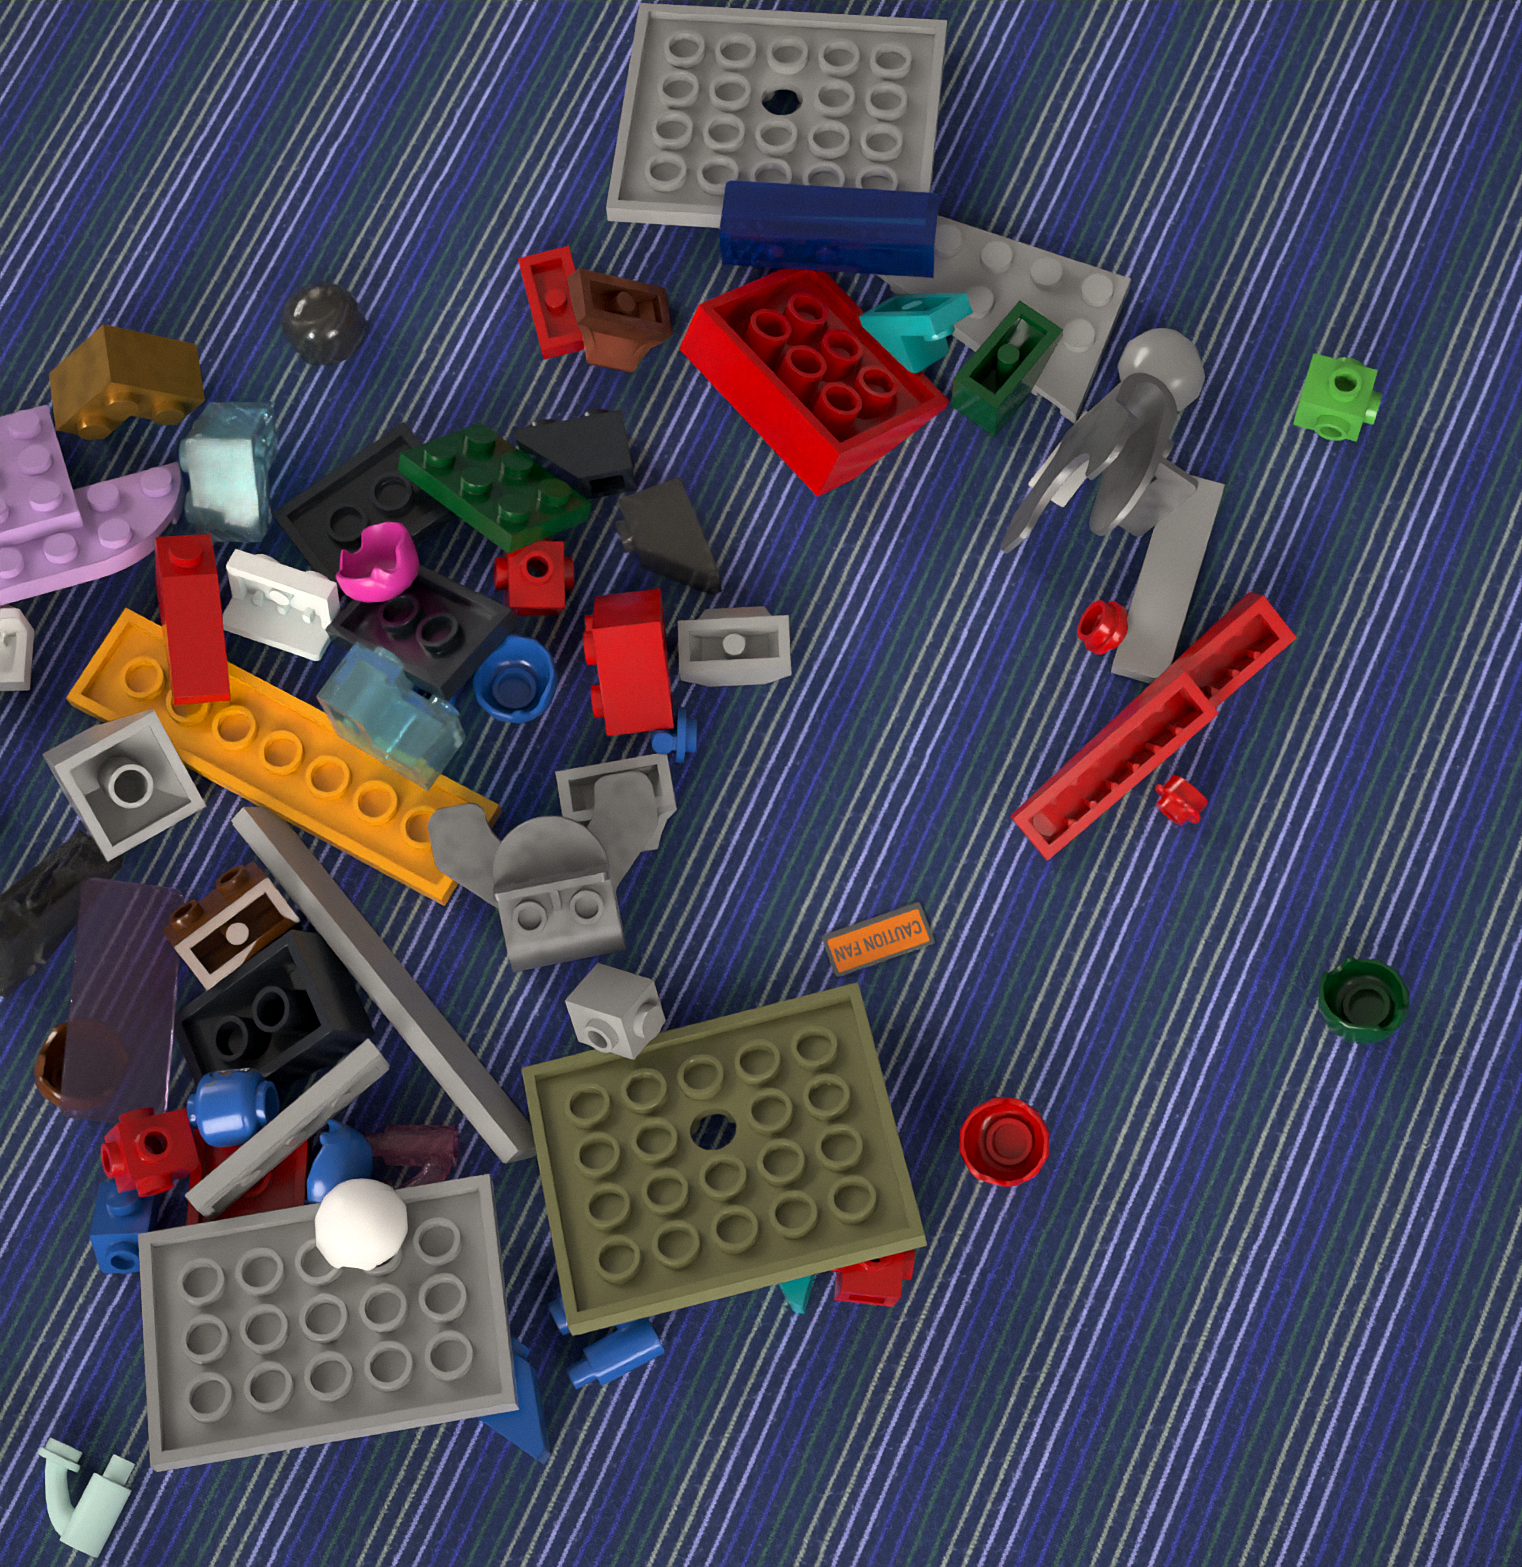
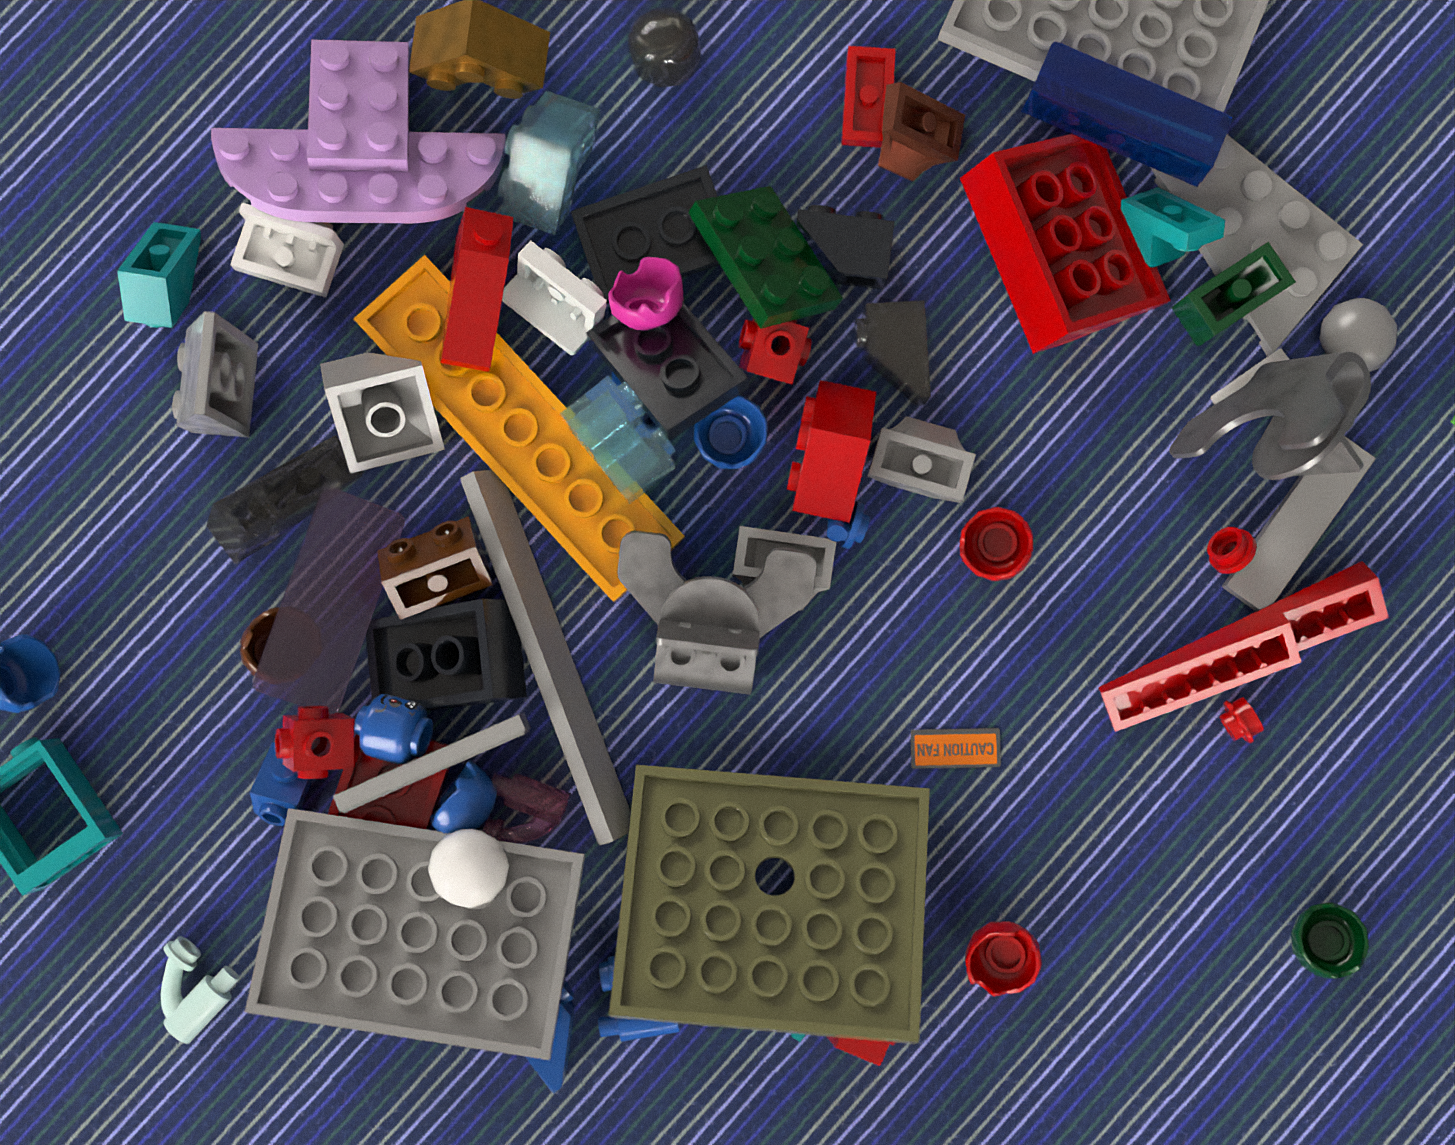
camera: 10 degrees right, 15 degrees up
(615, 1011) = (727, 749): light grey brick -> none
(844, 702) = (996, 544): none -> red hair

